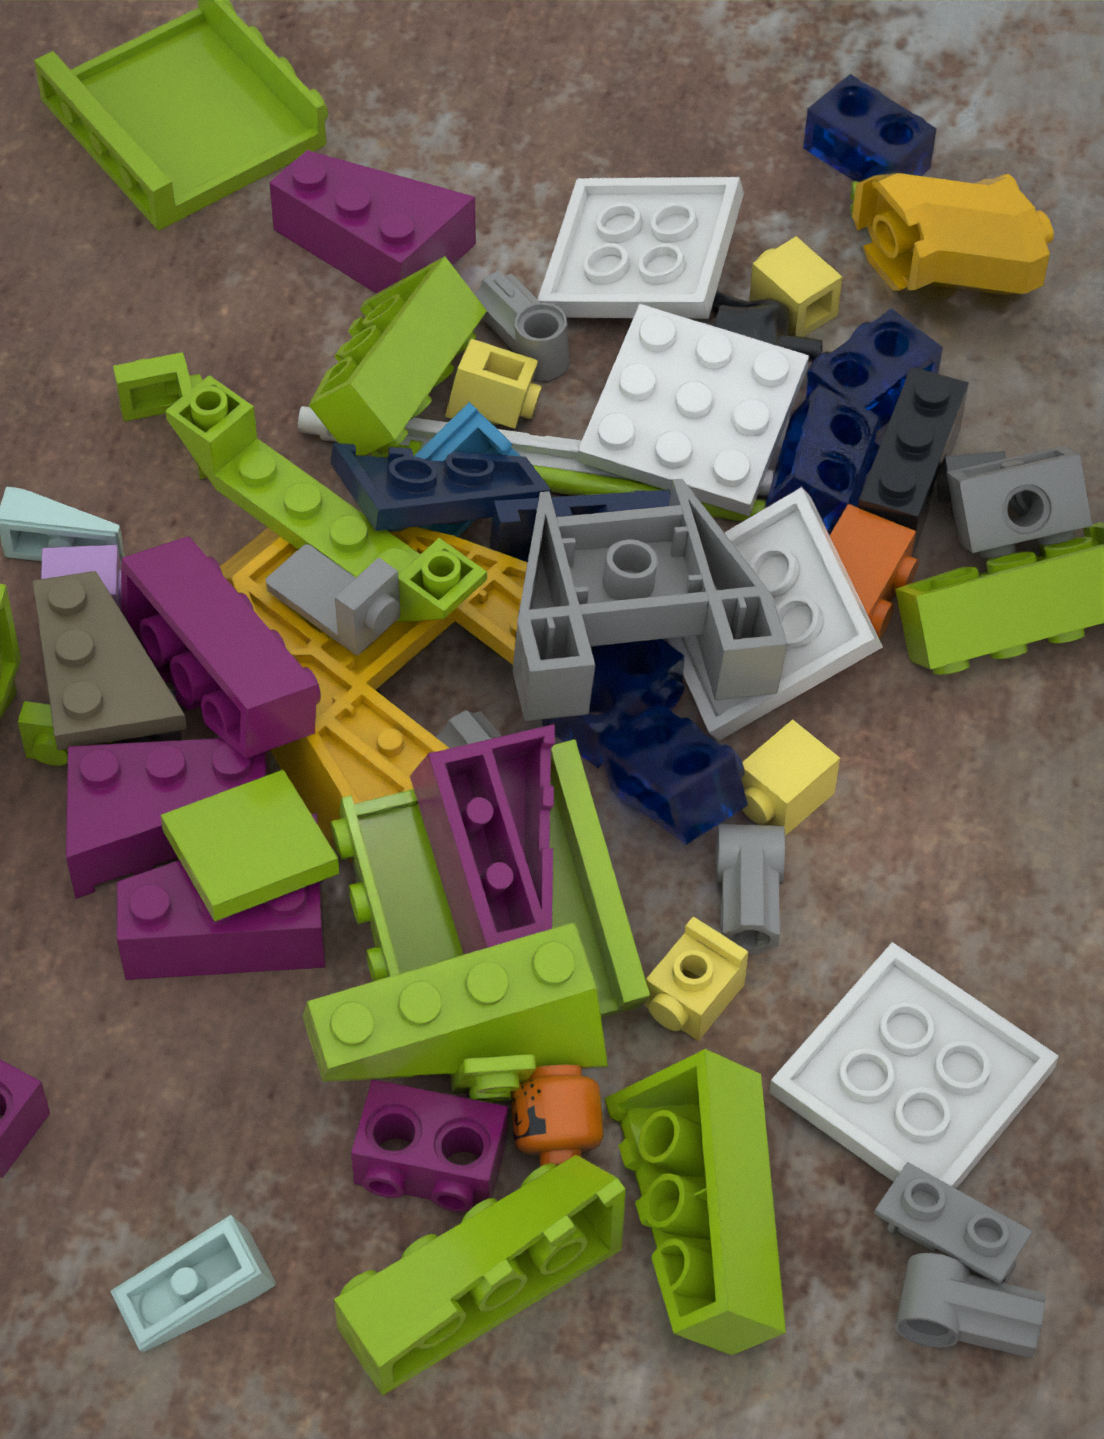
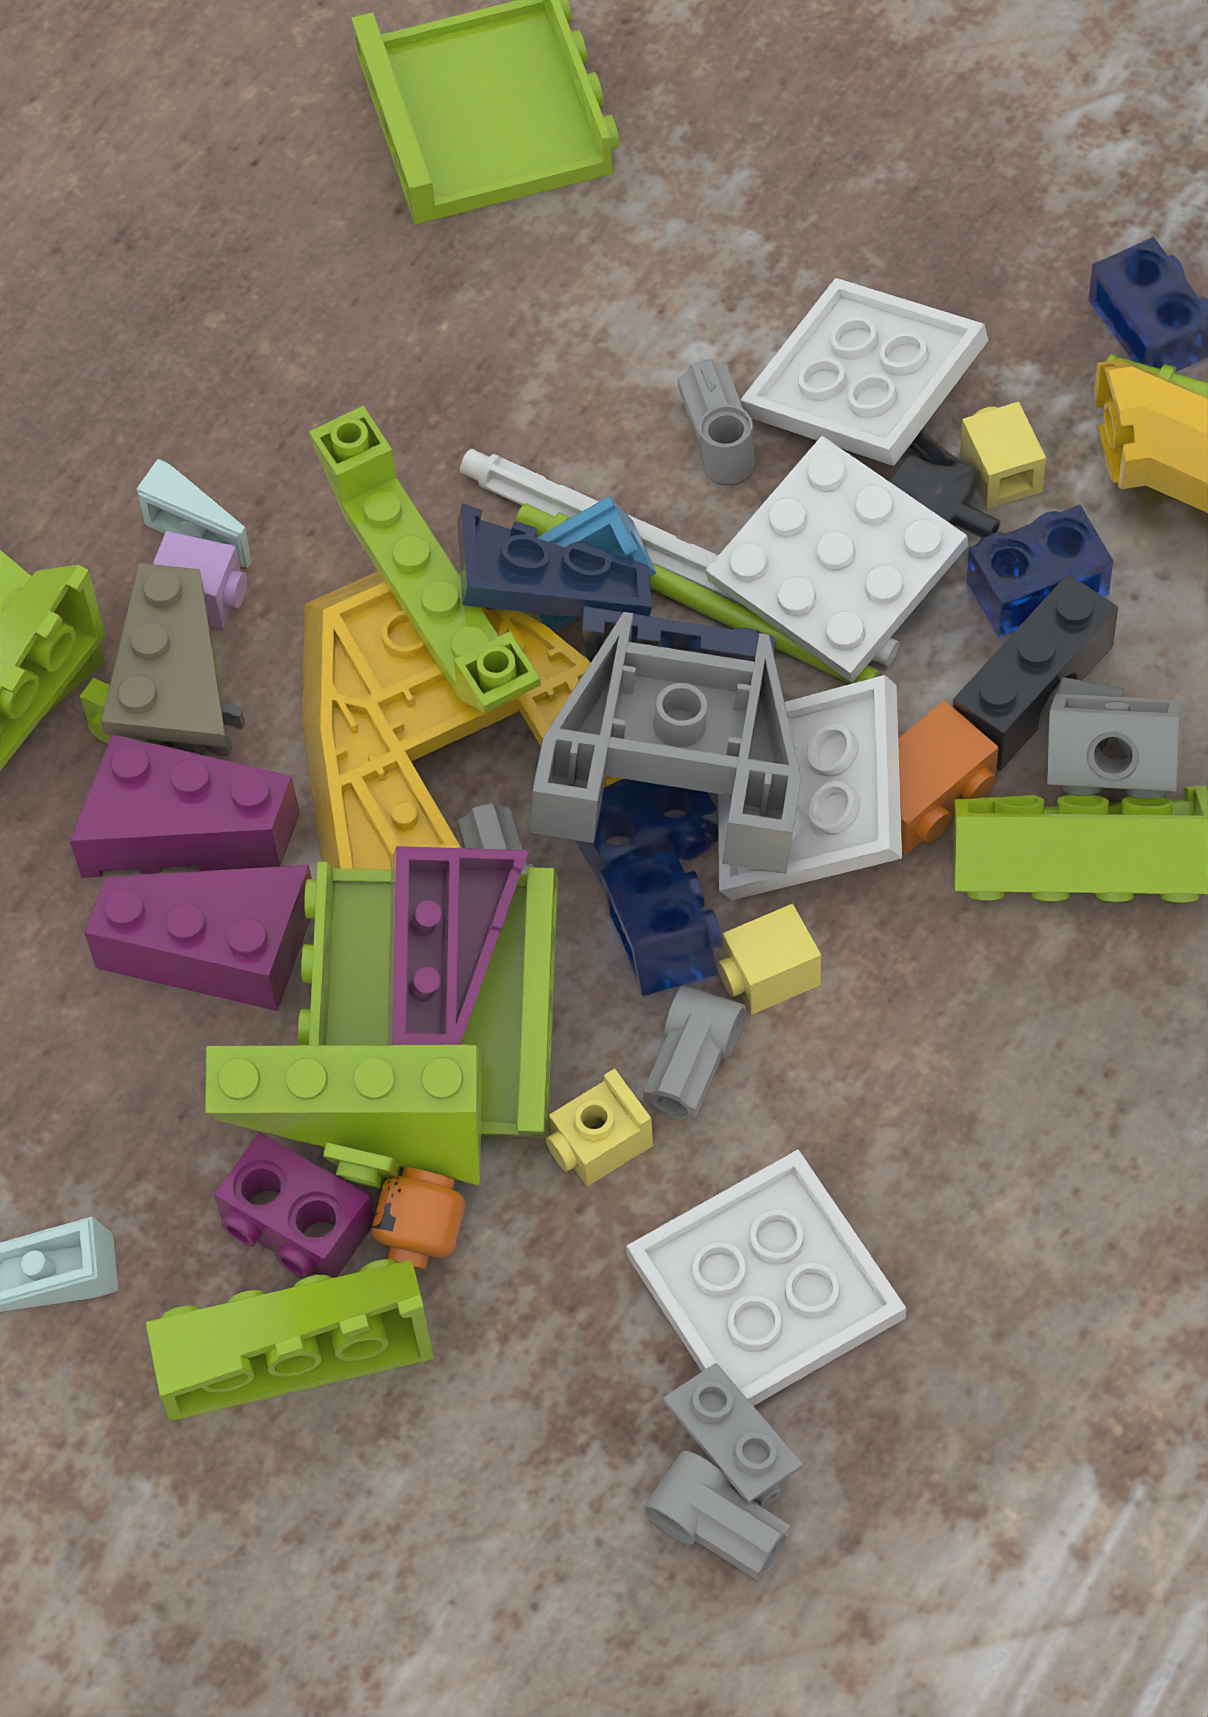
camera: 25 degrees right, 5 degrees up
(153, 386) = (339, 388): lime bracket -> none
(216, 648) = (276, 678): magenta wedge -> none
(249, 845) = (230, 879): lime tile -> none
(335, 601) = (404, 663): light grey bracket -> none
(370, 220) = (614, 276): magenta wedge -> none
(397, 357) = (569, 428): lime wedge -> none
(495, 384) = (660, 478): light yellow brick -> none
(707, 1196) = (520, 1338): lime wedge -> none
(826, 453) = (940, 641): clear blue brick -> none

